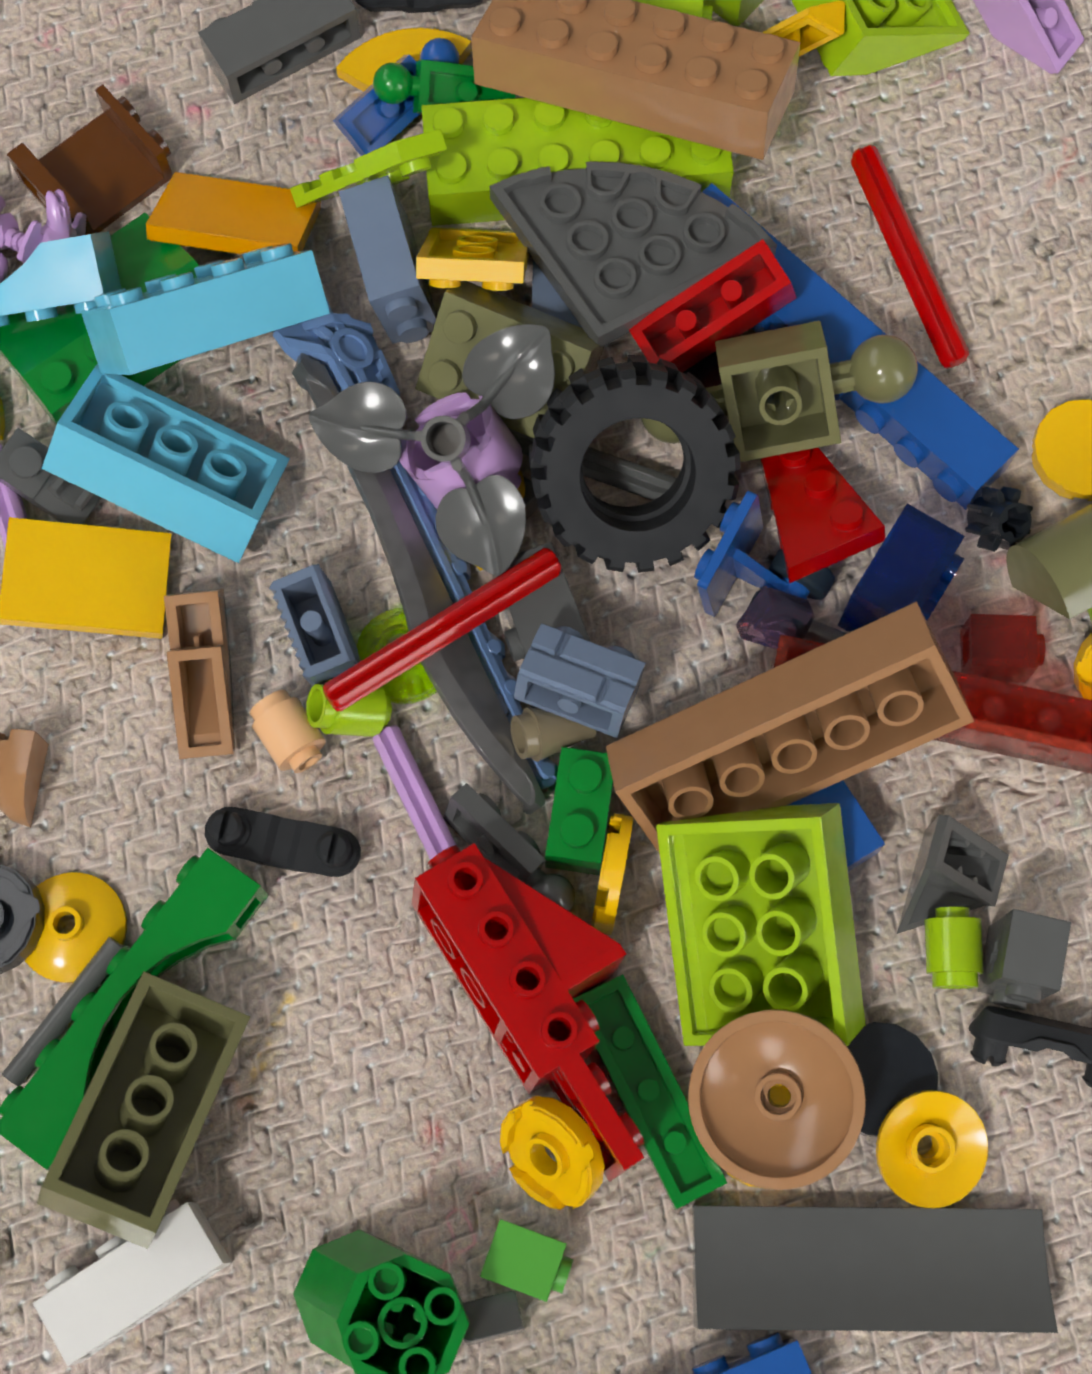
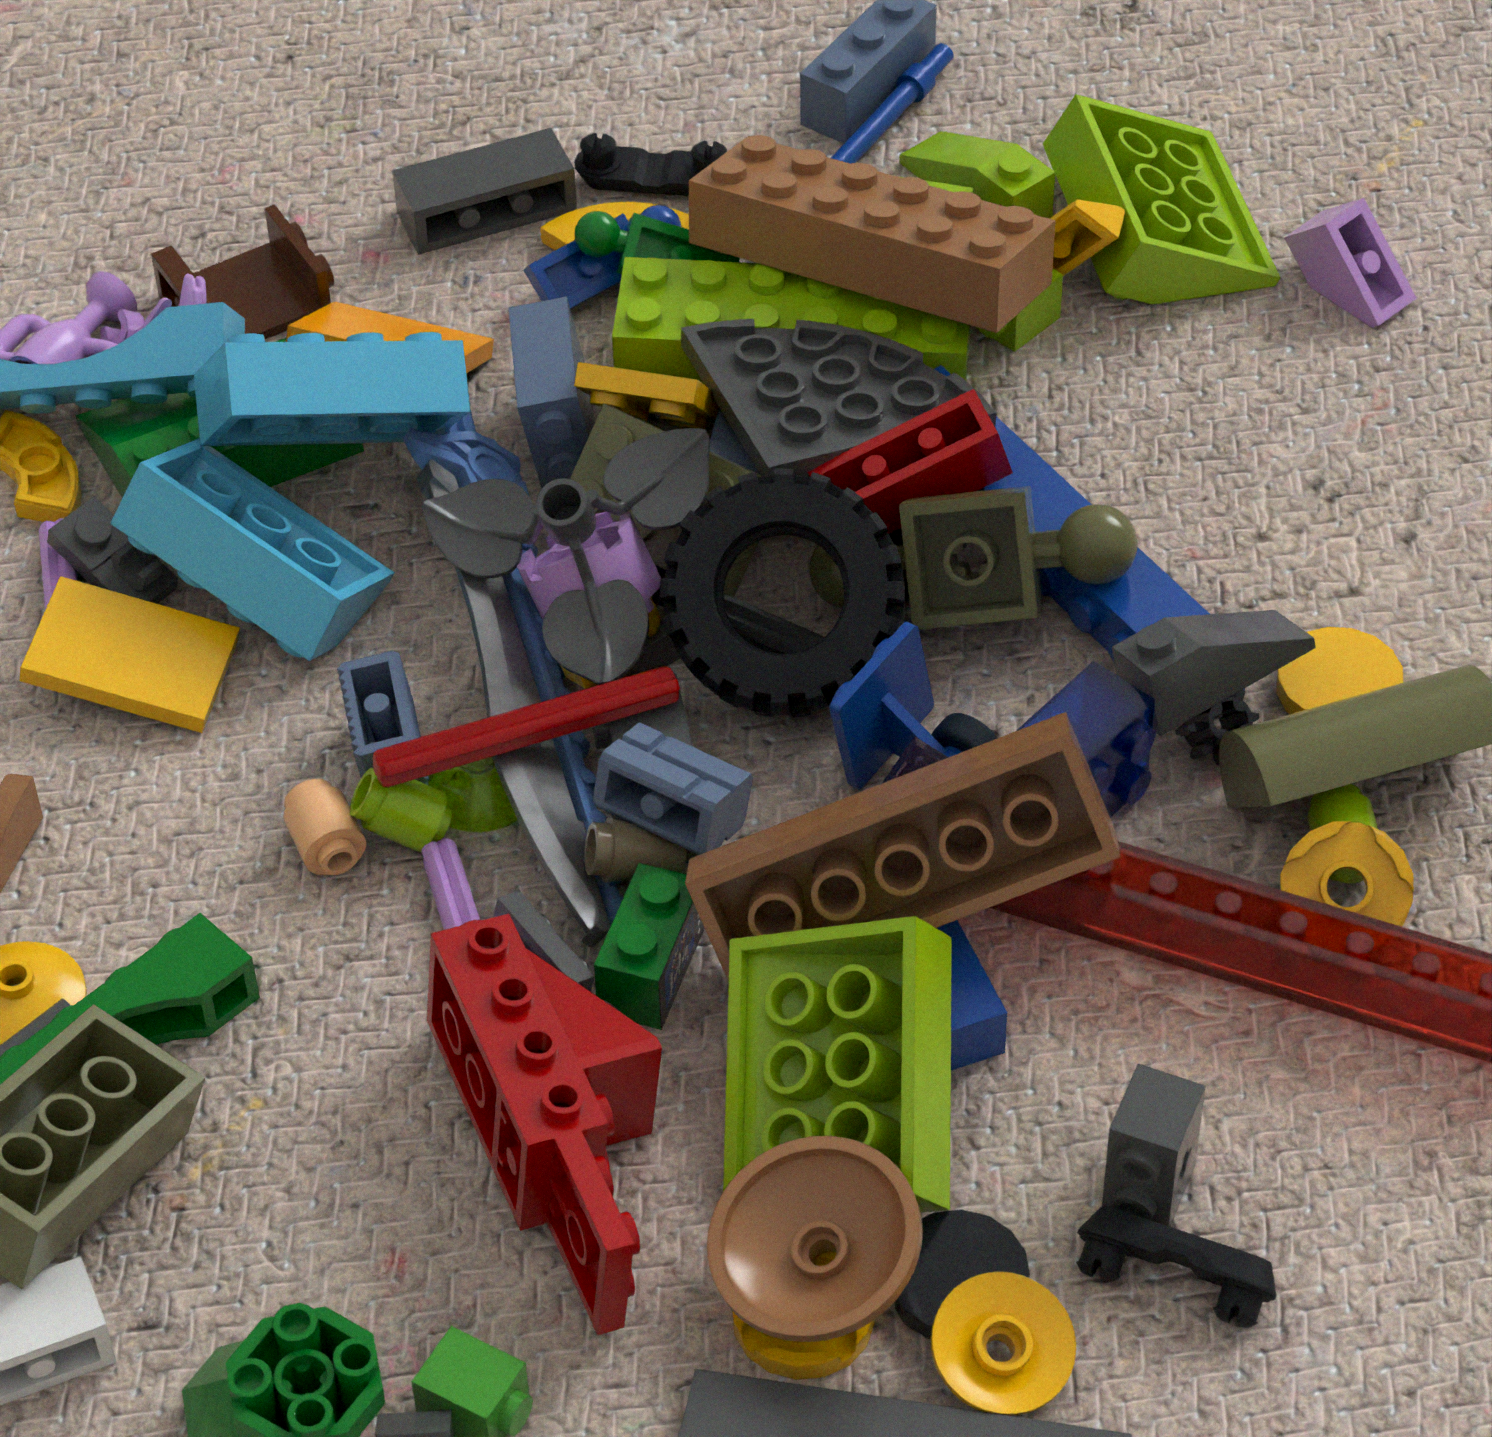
camera: 10 degrees right, 25 degrees down
(200, 673) = (238, 758): medium nougat slope -> none
(282, 842) = (292, 940): black piece -> none
(395, 159) = (586, 279): lime wing -> none
(558, 1127) = (559, 1271): yellow tile -> none
(612, 873) = (678, 993): yellow tile -> none
(650, 1094) = (672, 1257): green plate -> none
(816, 512) = (992, 678): red wing -> none
(909, 257) = (1166, 474): red axle -> none
(952, 871) = (1081, 1065): dark grey slope -> none
(954, 948) = (1074, 1145): lime brick -> none
(995, 476) = (1206, 659): none -> dark grey slope
(1001, 647) = (1200, 837): clear red brick -> none

